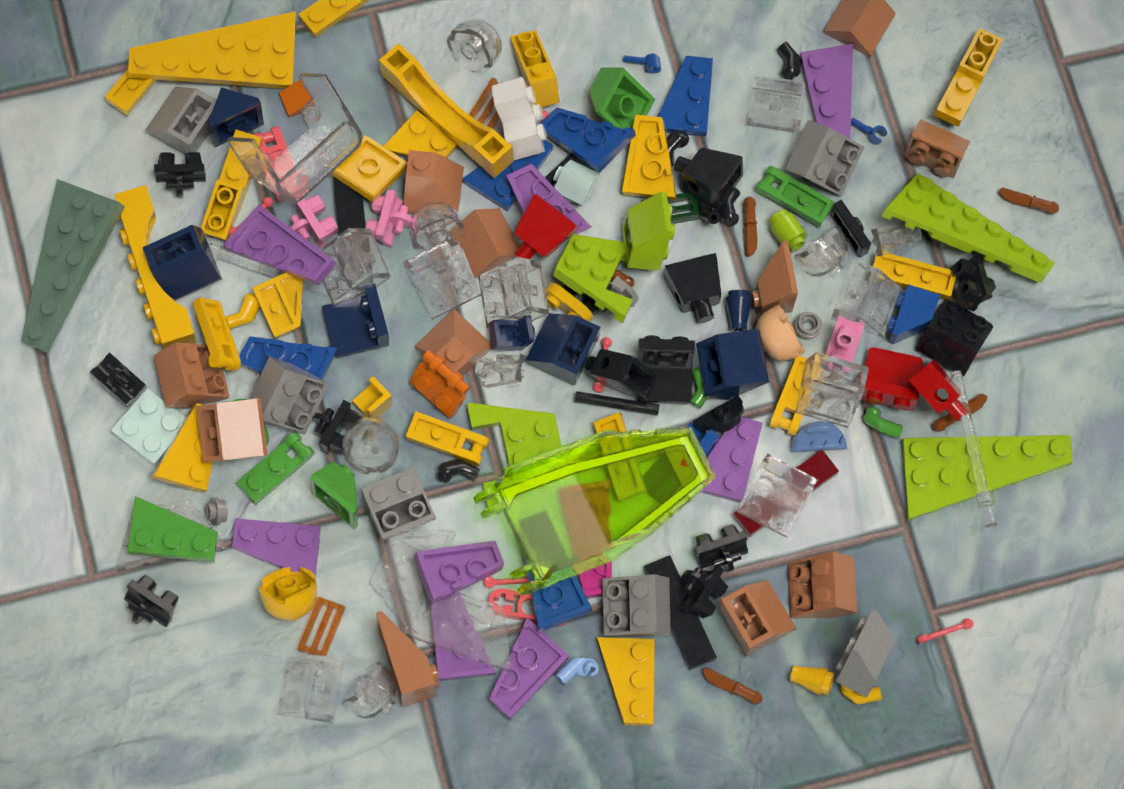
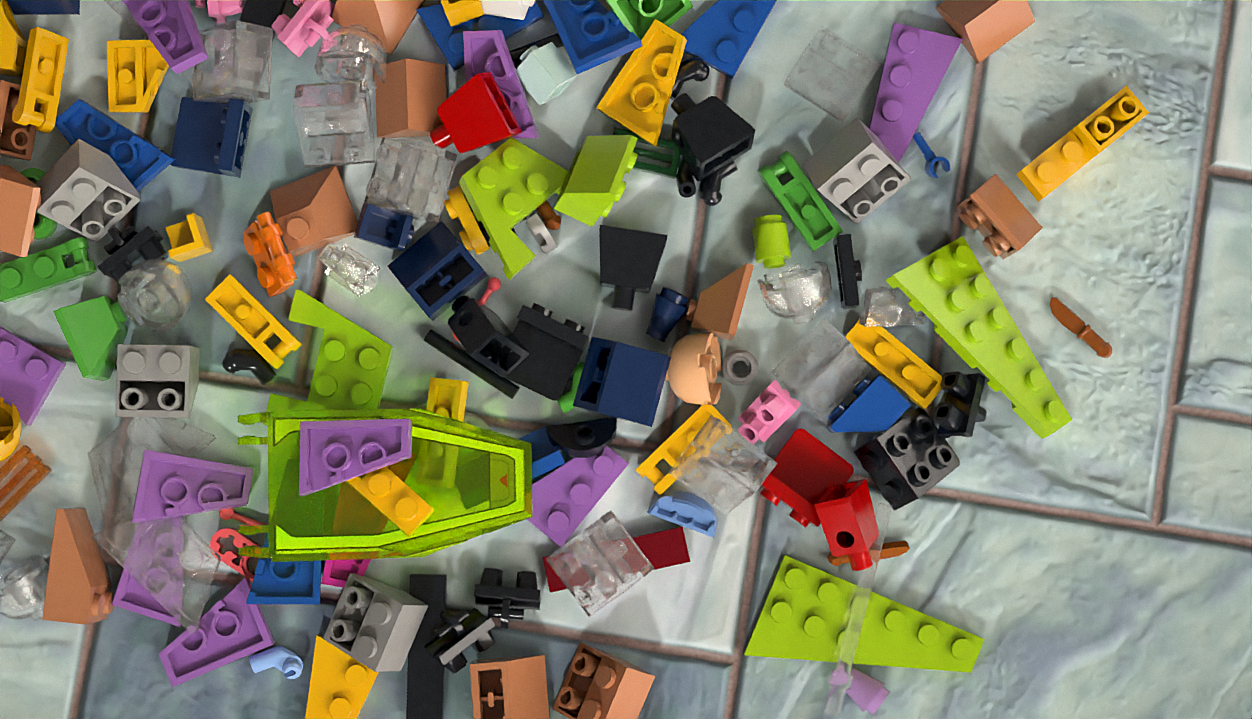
camera: 30 degrees right, 15 degrees up
(247, 312) = (91, 69): yellow arm -> none
(566, 482) = (348, 449): none -> medium lavender wing
(602, 505) = (393, 499): none -> yellow plate
(750, 228) = (729, 217): dark orange piece -> none
(793, 61) = (879, 31): black arm -> none
(882, 425) = (766, 528): bright green arm -> none
(1008, 506) = (867, 691): none -> lavender cone

